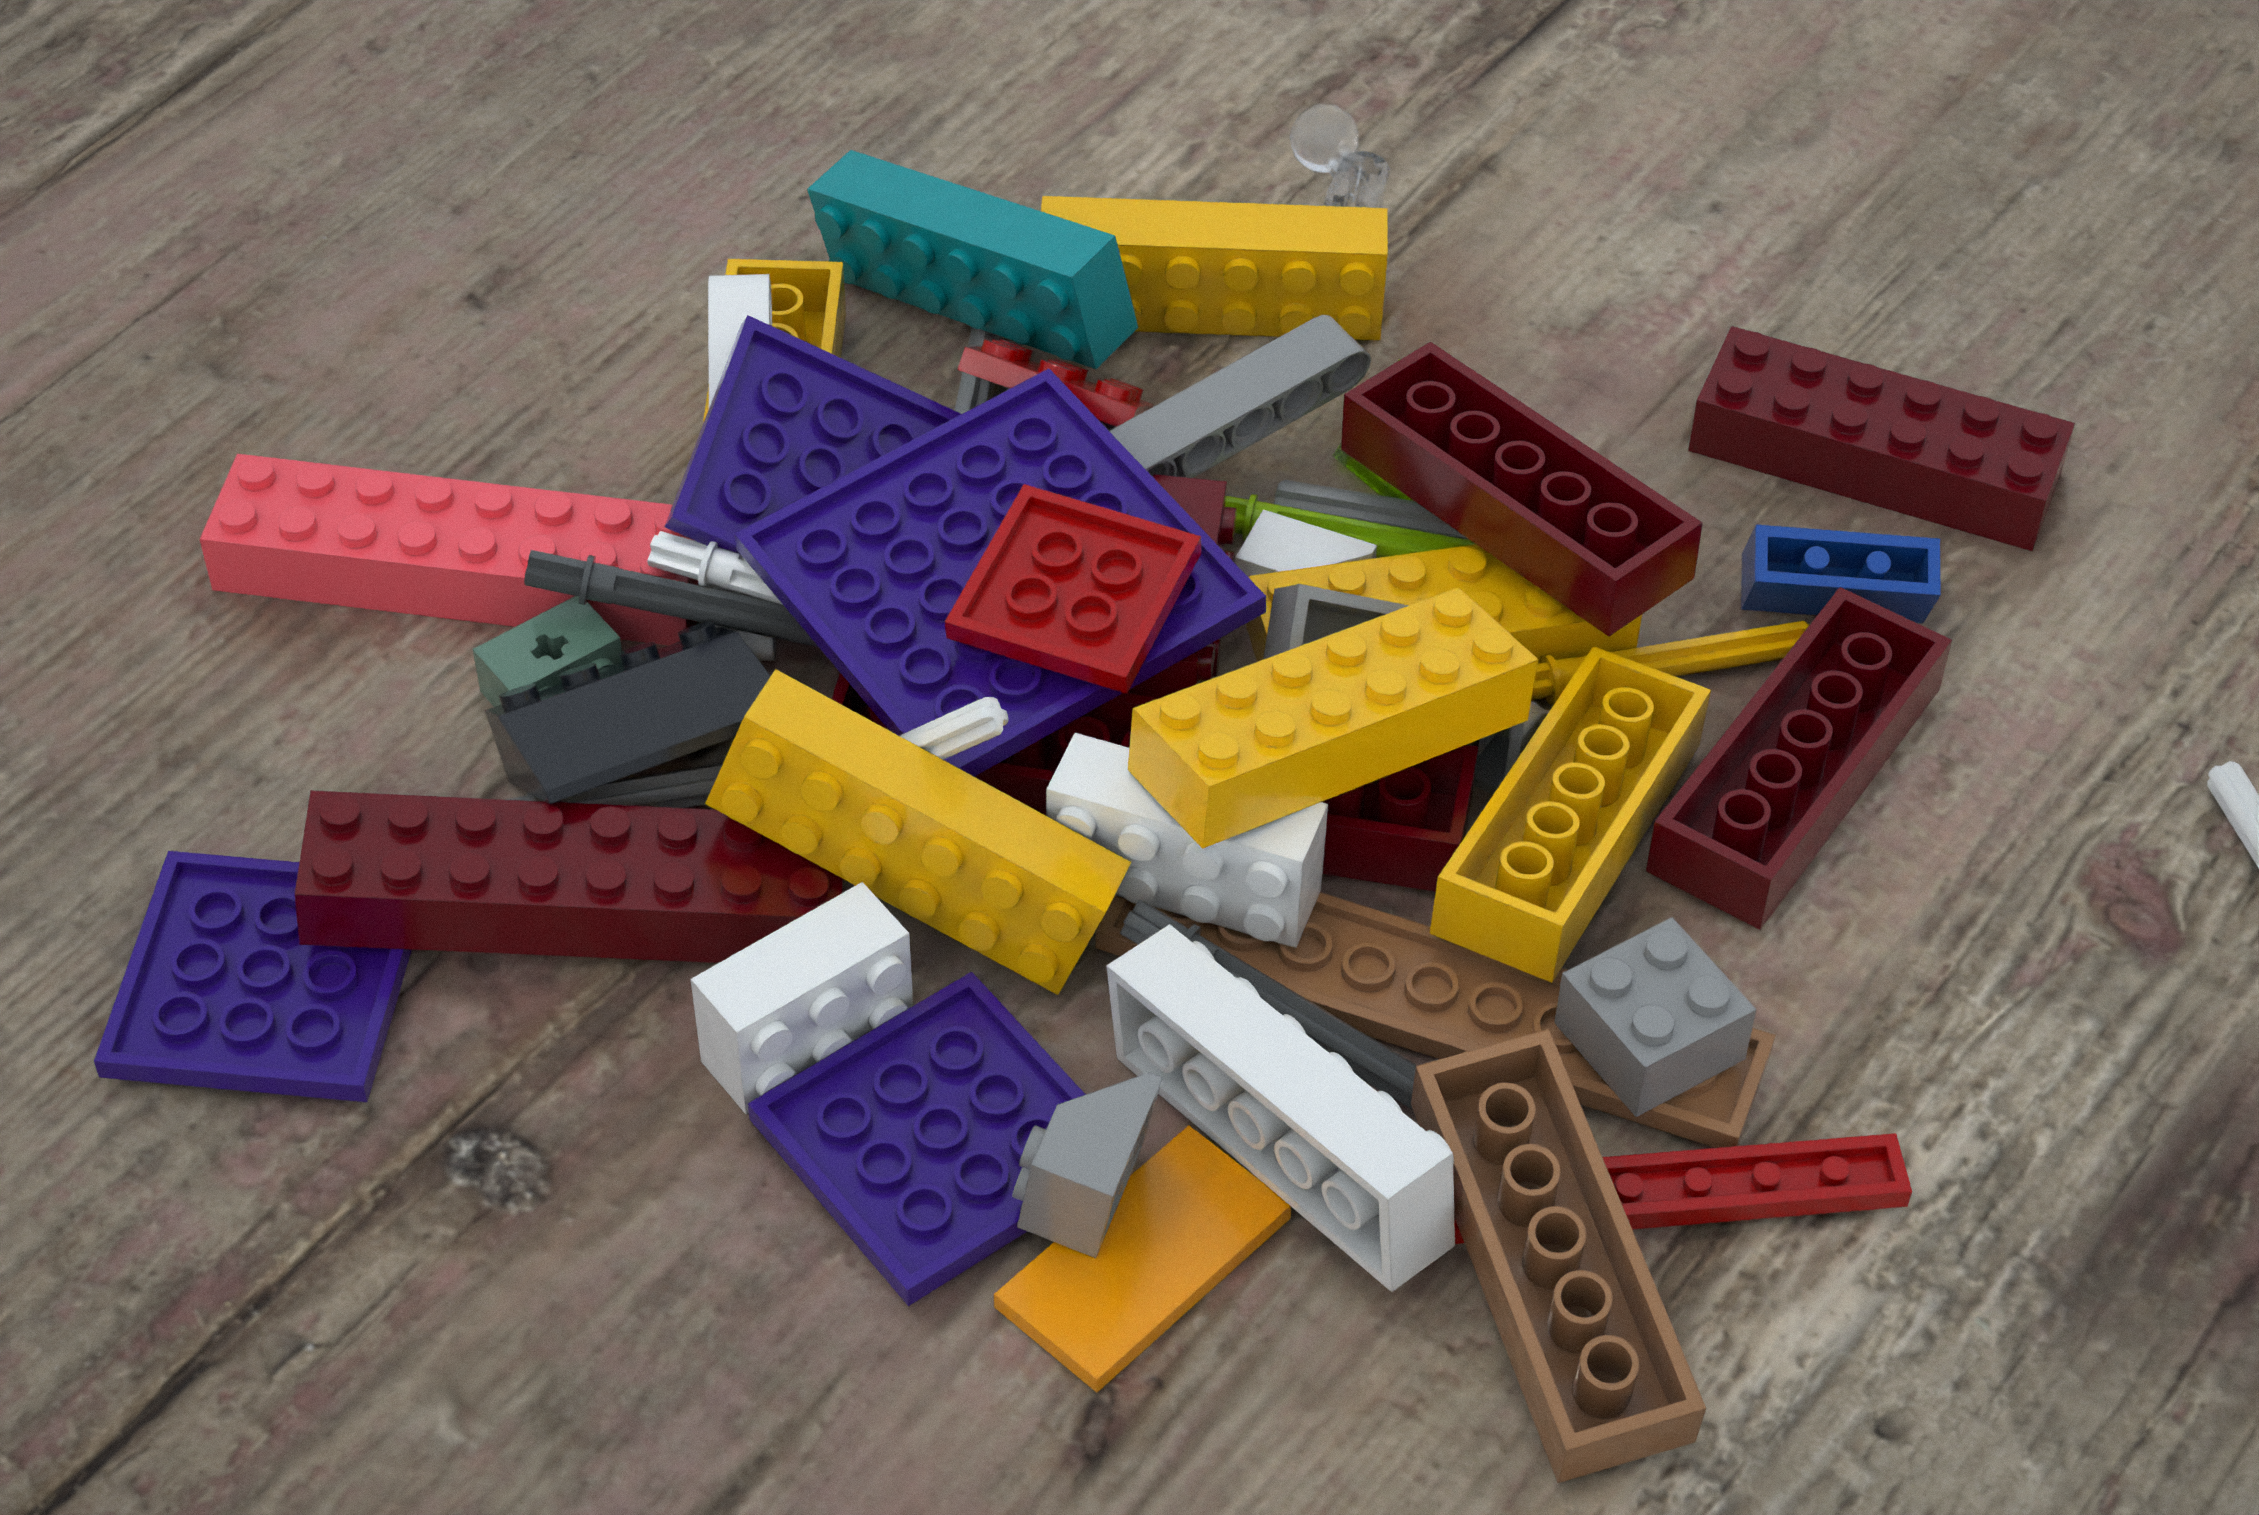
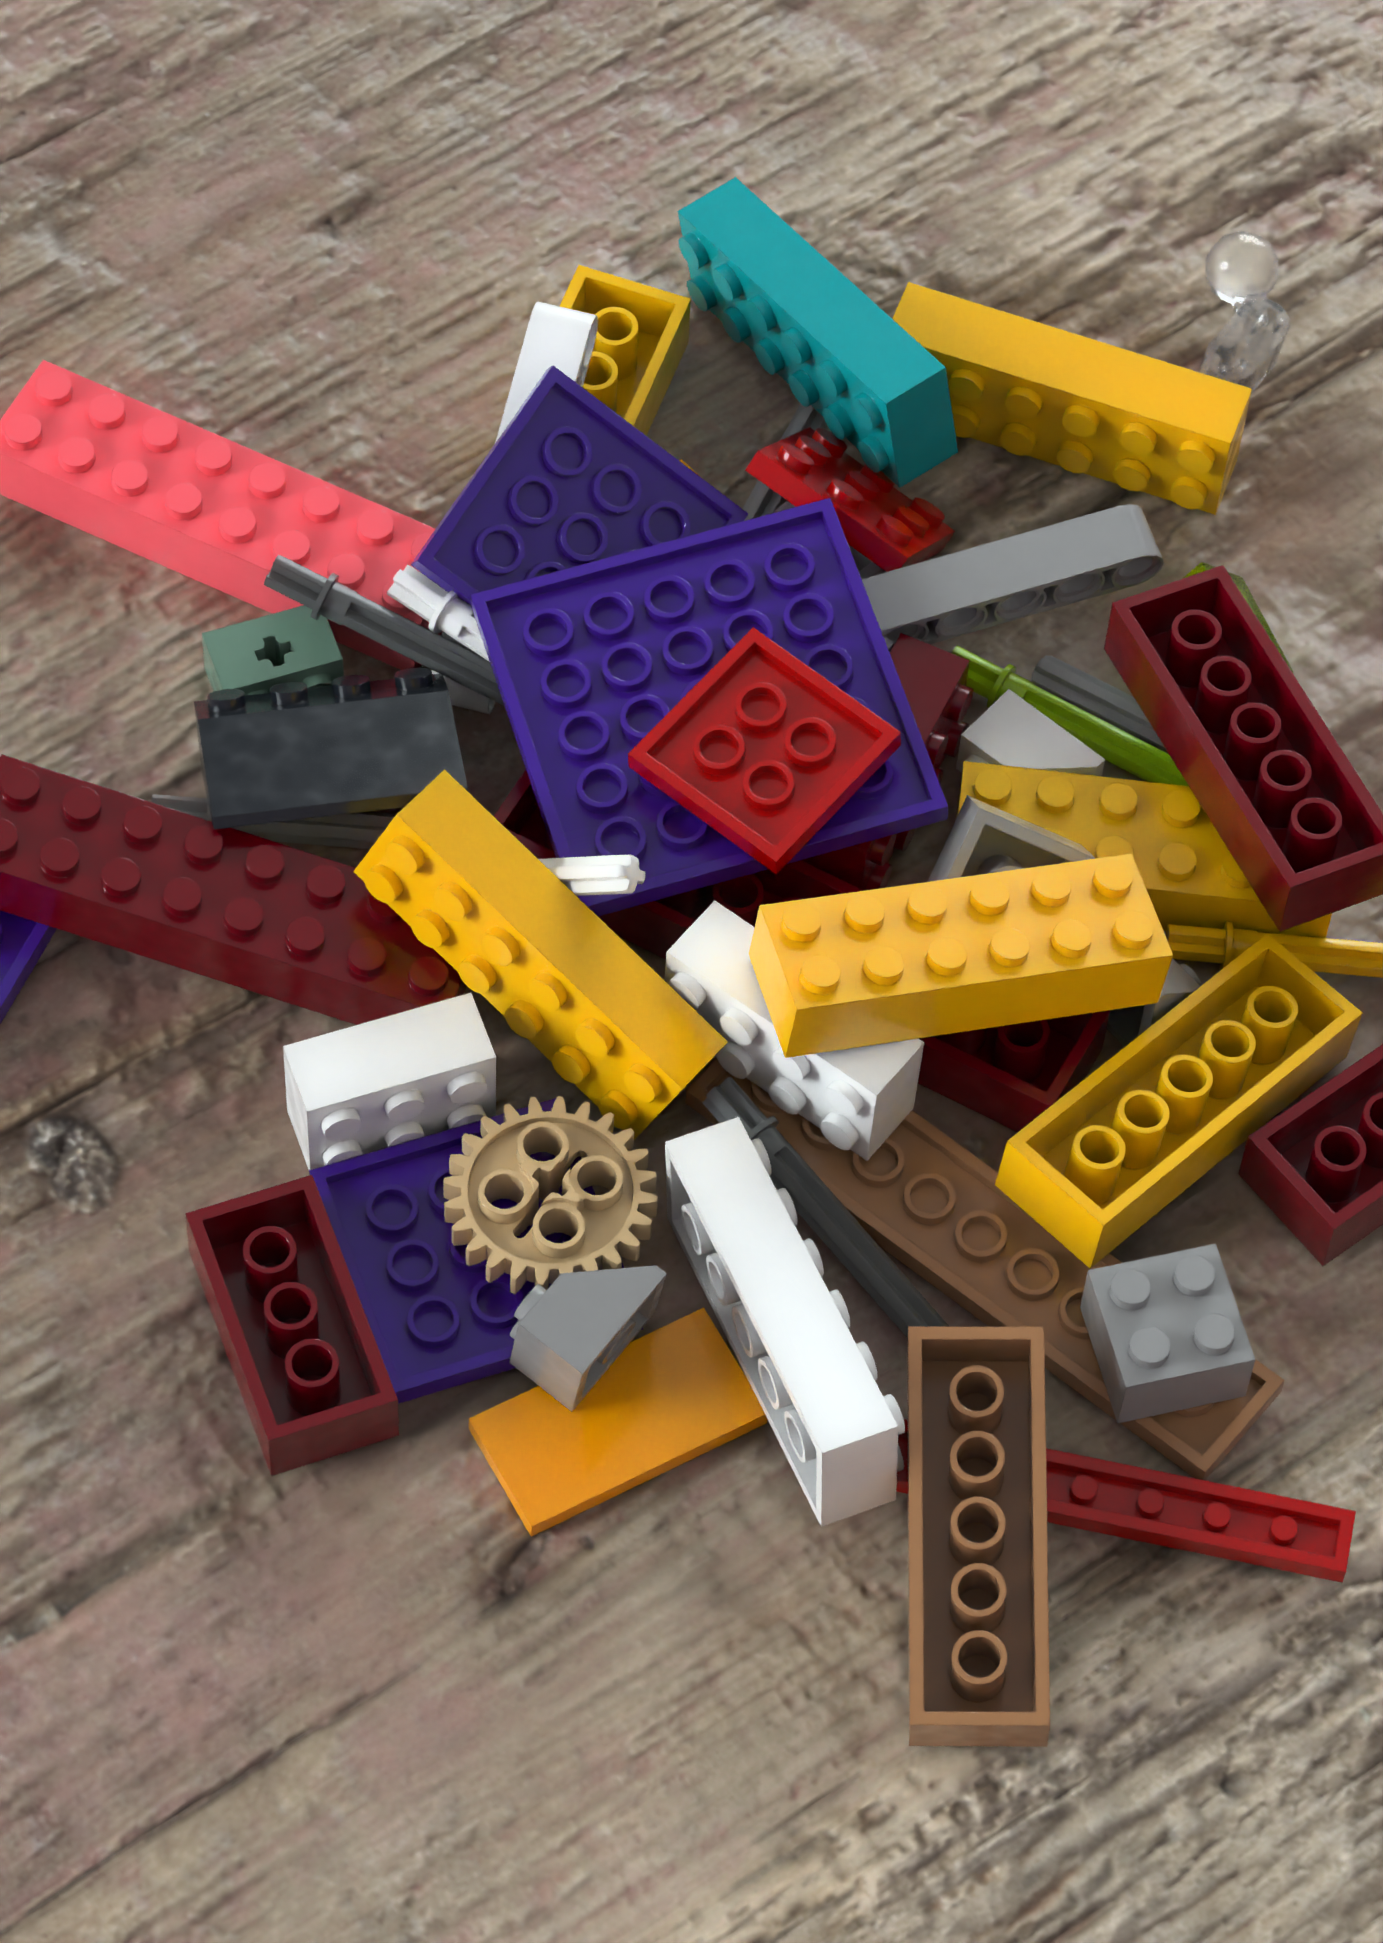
camera: 15 degrees right, 10 degrees up
(784, 1251) = (292, 1325): none -> dark red brick
(949, 1040) = (502, 1168): none -> tan gear

